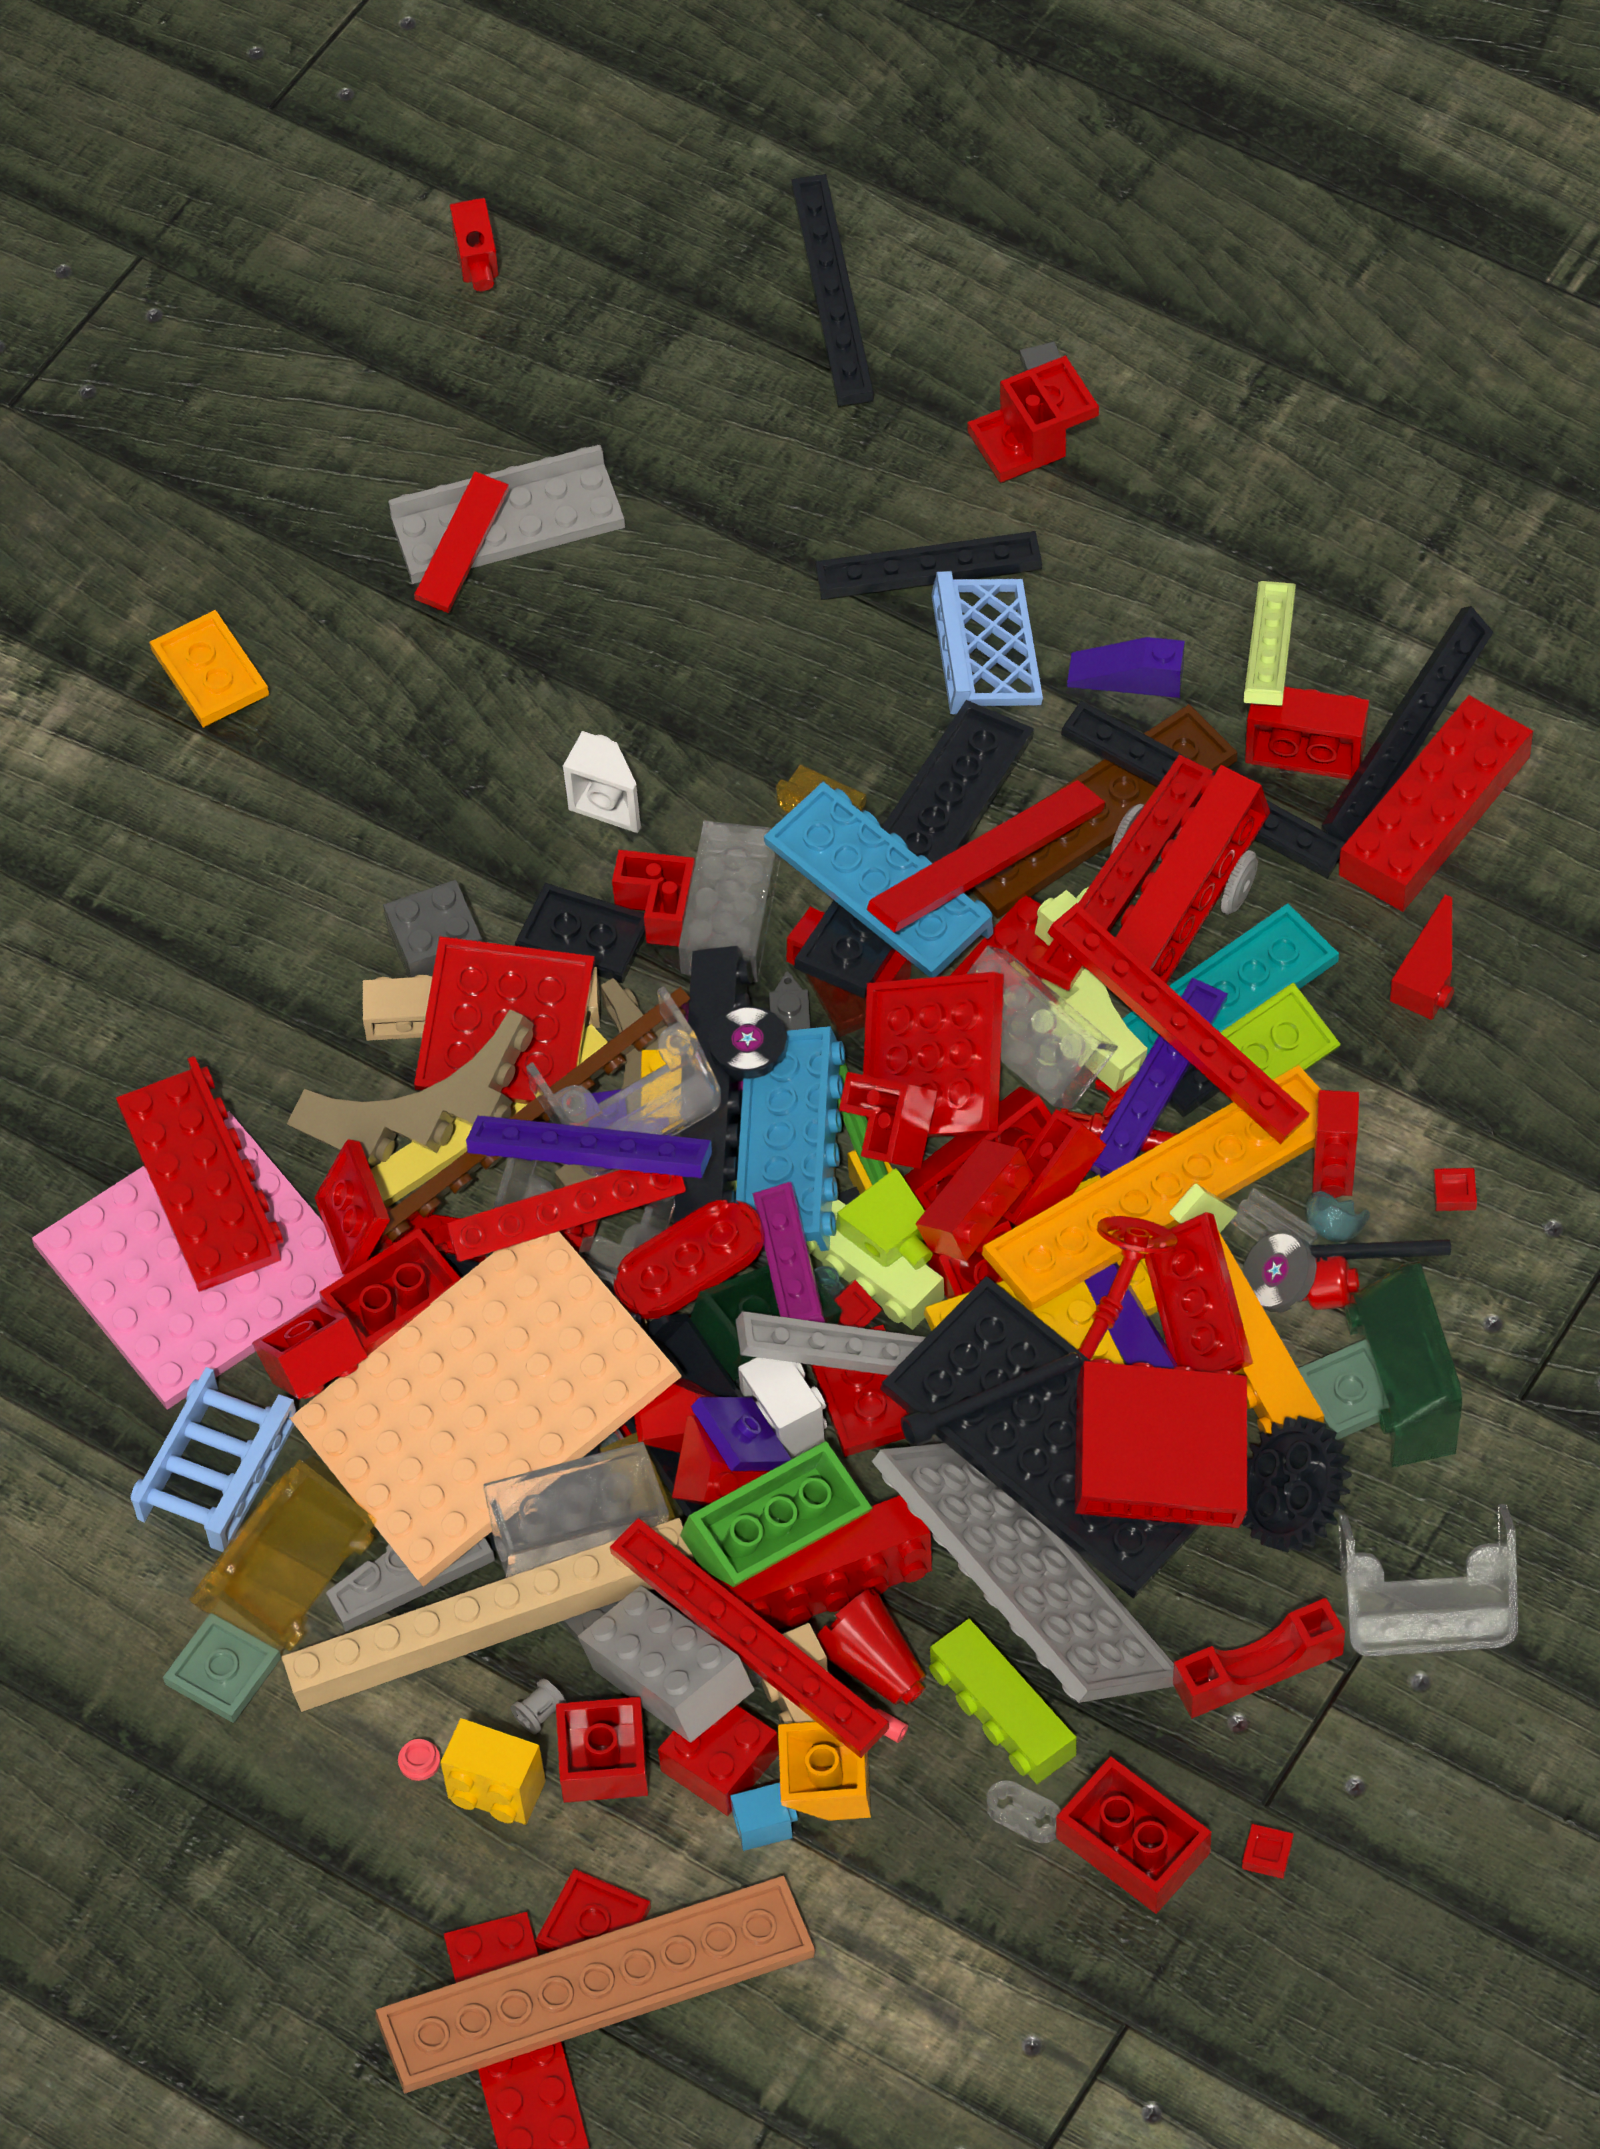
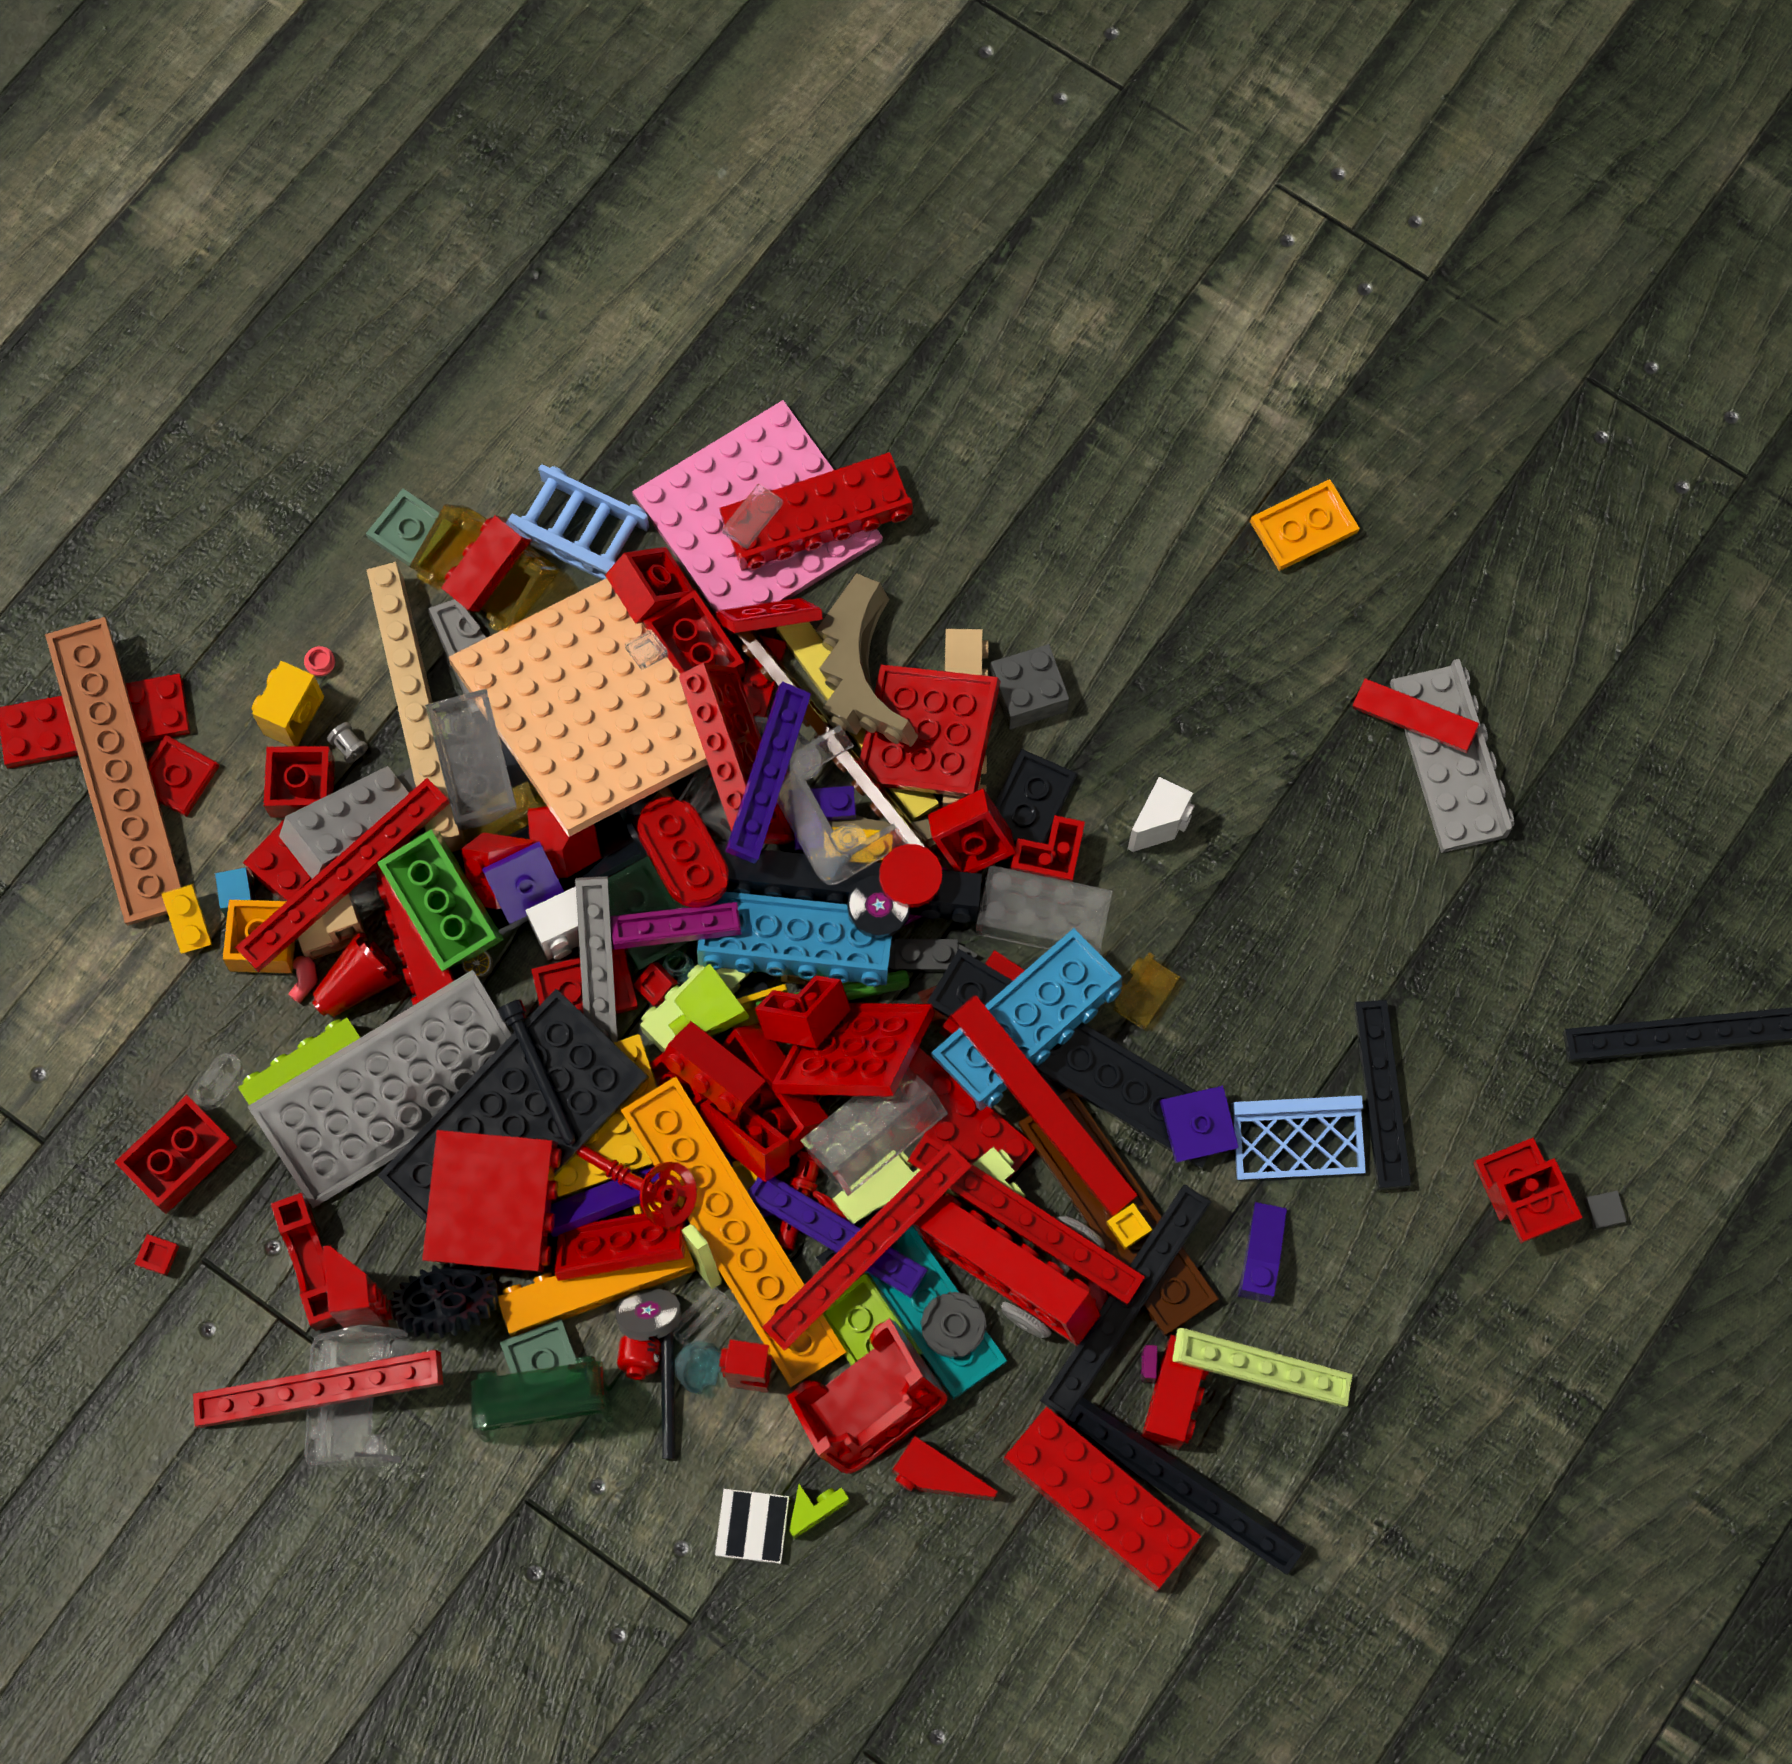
camera: 90 degrees right, 15 degrees up
(213, 1235) = (752, 516): none -> clear tile
(281, 1547) = (485, 563): none -> red brick
(408, 1333) = (646, 649): none -> clear tile
(476, 250) = (1738, 735): red torso -> none
(641, 957) = (971, 833): none -> red brick
(711, 1001) = (910, 875): none -> red tile
(803, 1871) = (186, 918): none -> yellow plate
(985, 726) = (1199, 1124): none -> dark purple plate
(1116, 785) = (1129, 1226): none -> yellow plate
(1253, 955) = (953, 1325): none -> dark grey tile
(1273, 767) = (1149, 1364): none -> magenta tile
(1303, 1562) = (352, 1294): none -> red slope
(1350, 1026) = (869, 1402): none -> red windscreen
(1426, 1614) = (318, 1389): none -> plate
(1455, 1189) = (718, 1468): red plate -> none
(1493, 1087) = (807, 1516): none -> lime slope
(1517, 1152) = (752, 1526): none -> tile

